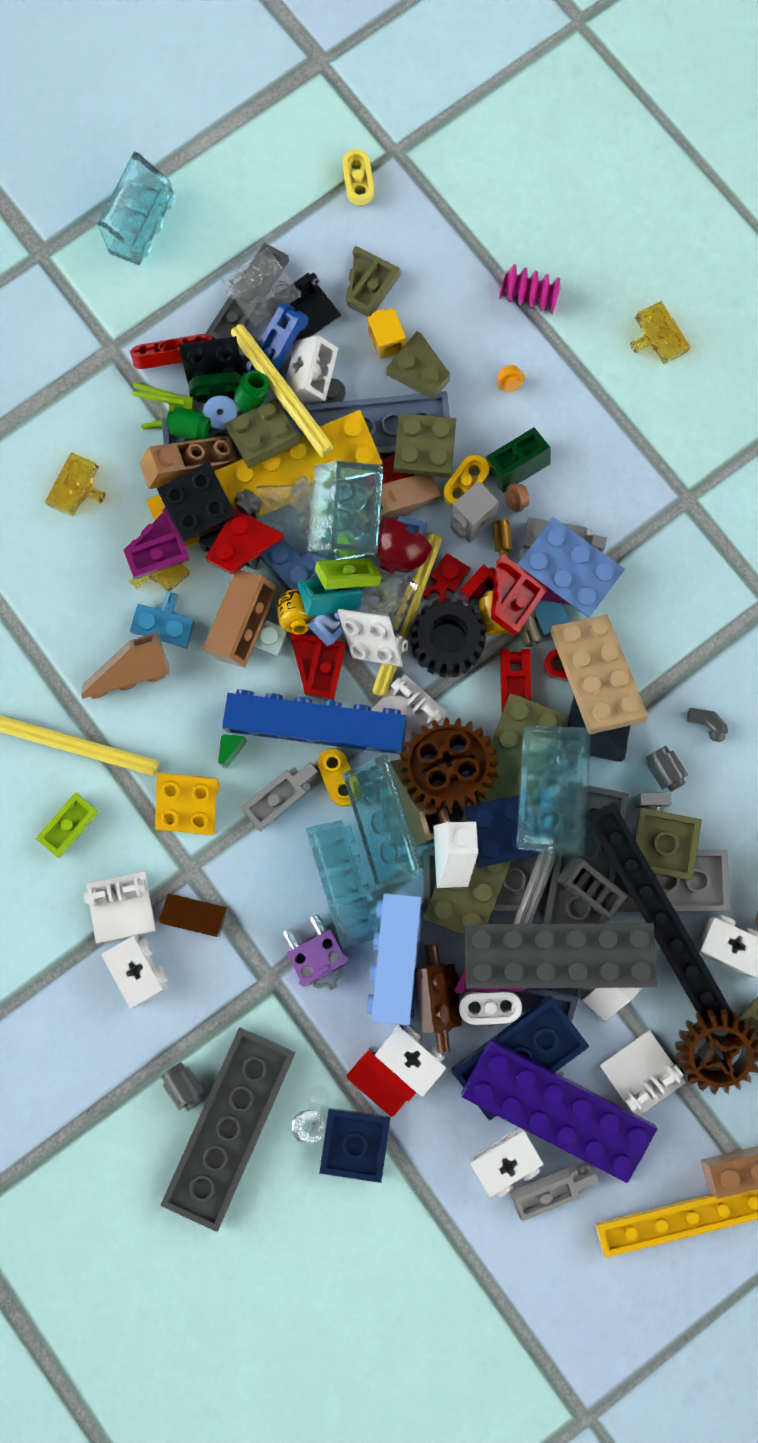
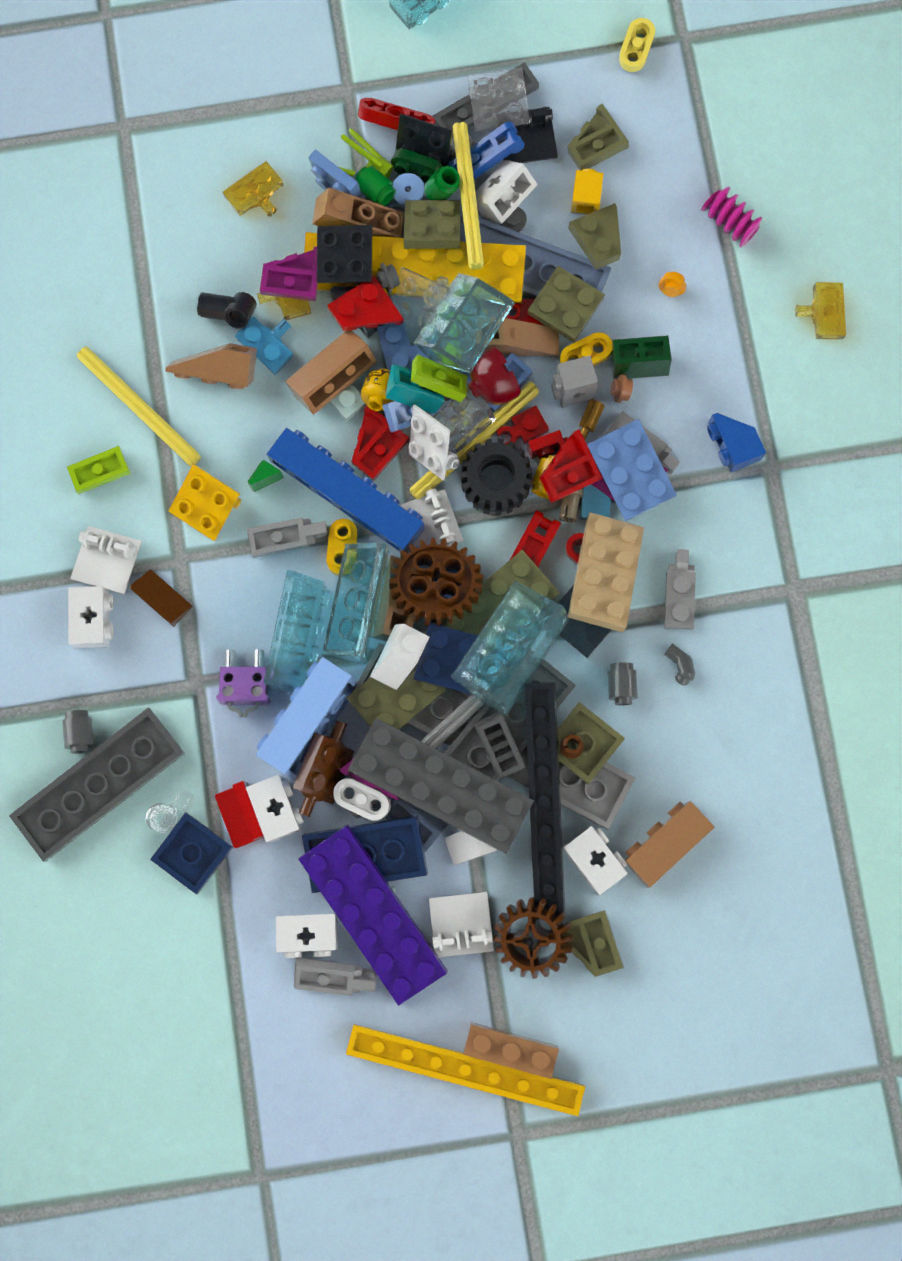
camera: 30 degrees right, 0 degrees up
(117, 607) = (234, 310): none -> black piece
(141, 435) = (331, 176): none -> medium blue plate
(646, 492) = (737, 442): none -> blue slope
(652, 853) = (571, 753): none -> reddish brown pin
(653, 801) = (596, 704): light grey plate -> none
(671, 657) = (680, 593): none -> light grey hinge

